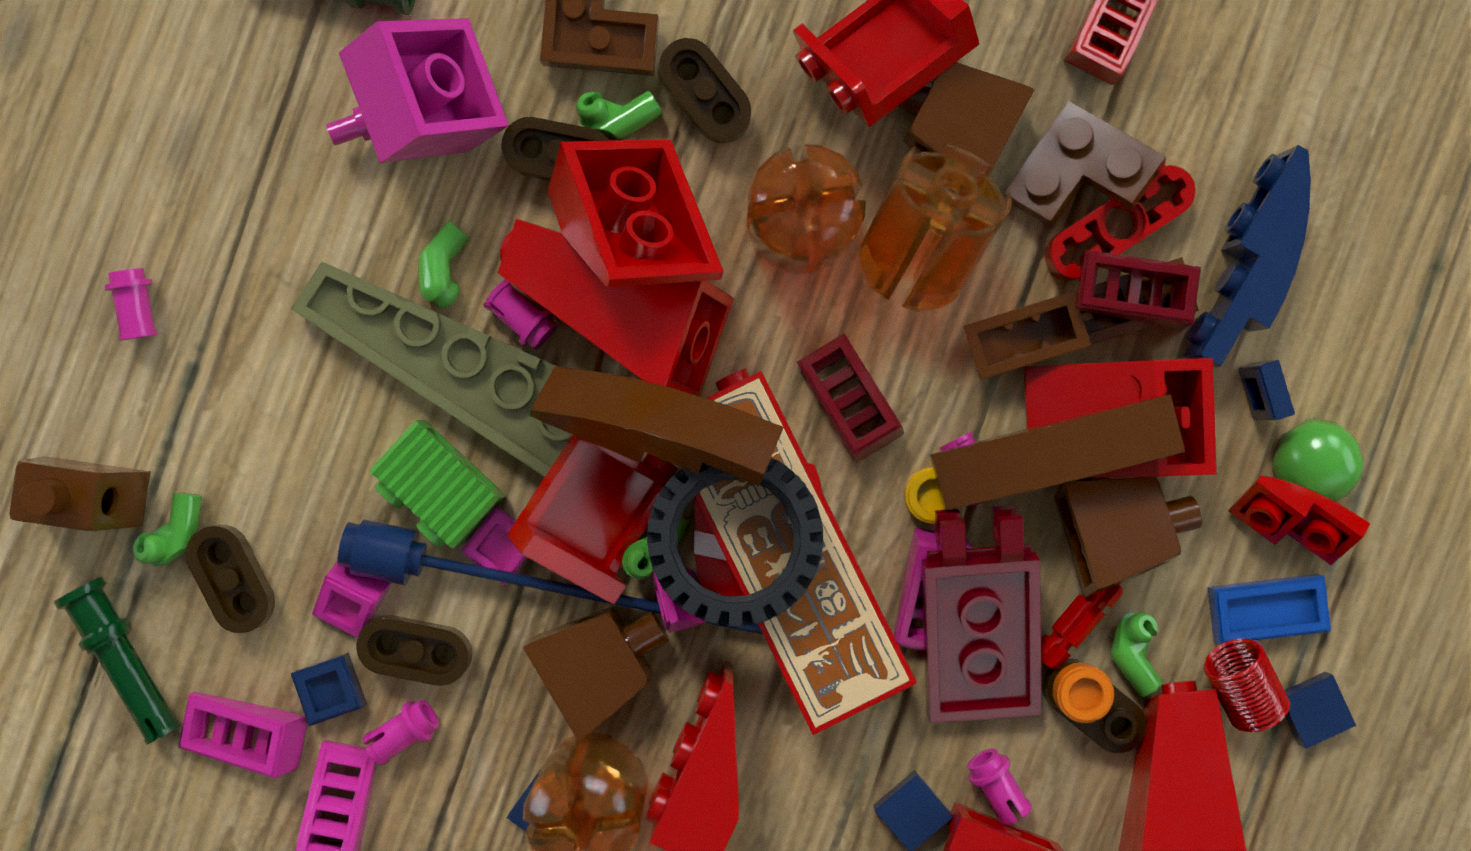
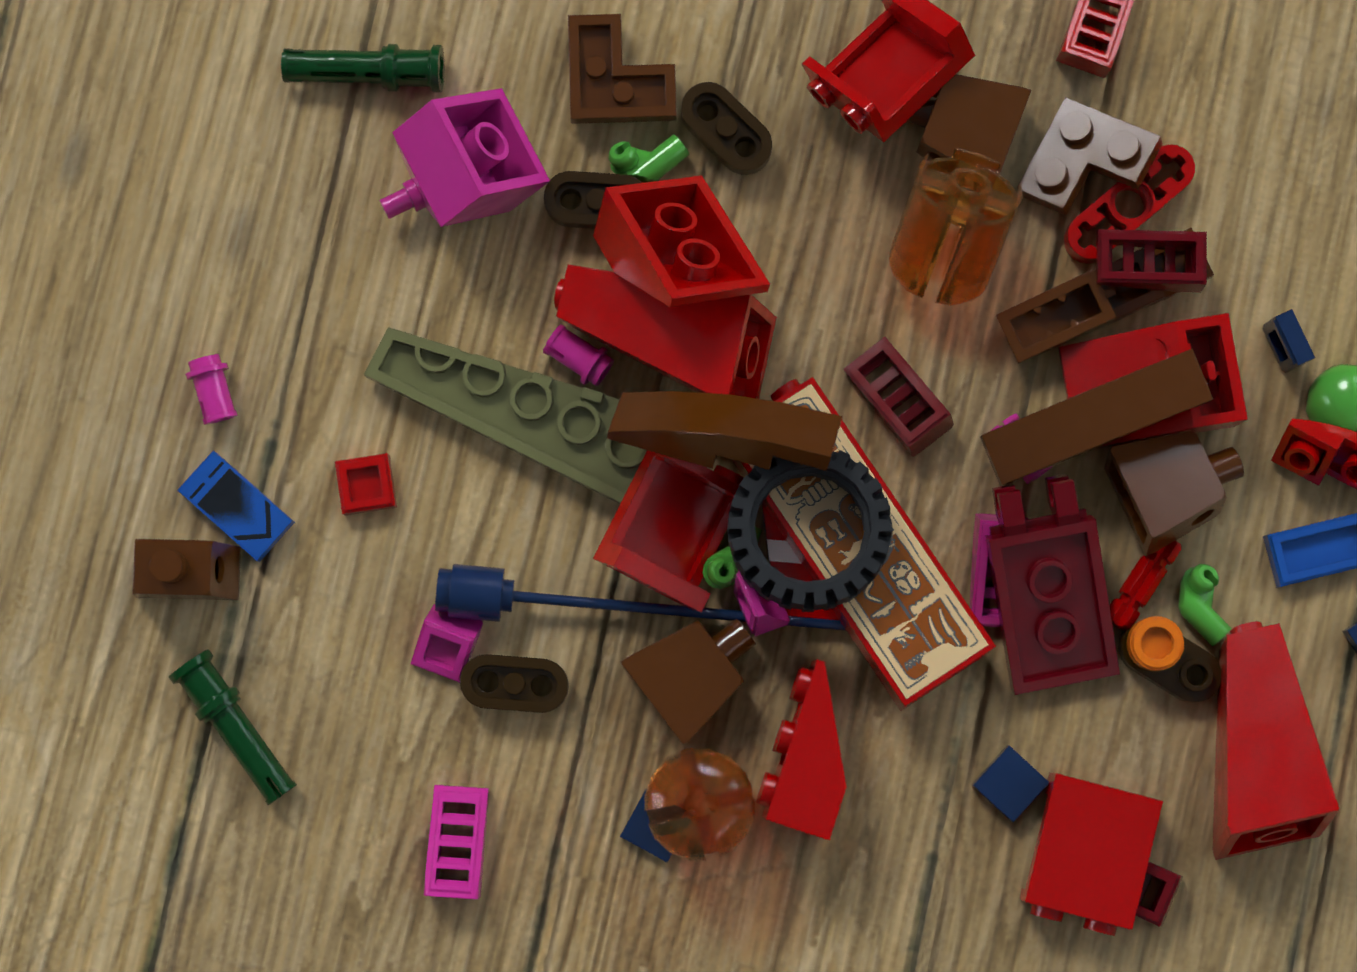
camera: 10 degrees left, 5 degrees down
(146, 429) = (236, 506): none -> blue tile
(172, 538) = (273, 604): bright green arm -> none
(226, 581) = (332, 637): dark brown plate -> none
(277, 742) = (400, 791): dark pink slope -> none
(284, 422) = (365, 484): none -> red tile
(328, 689) = (434, 733): dark blue tile -> none
(413, 724) = (510, 764): dark pink pin -> none
(435, 266) = (493, 322): bright green arm -> none
(436, 485) = (519, 522): bright green brick -> none
(492, 546) = (582, 575): dark pink tile -> none
(822, 181) = (812, 245): clear orange cylinder -> none
(923, 495) = (979, 479): yellow tile -> none
(992, 774) = (1088, 746): dark pink pin -> none
(1246, 685) = (1309, 619): red piece -> none
(1268, 244) = (1269, 206): dark blue slope -> none

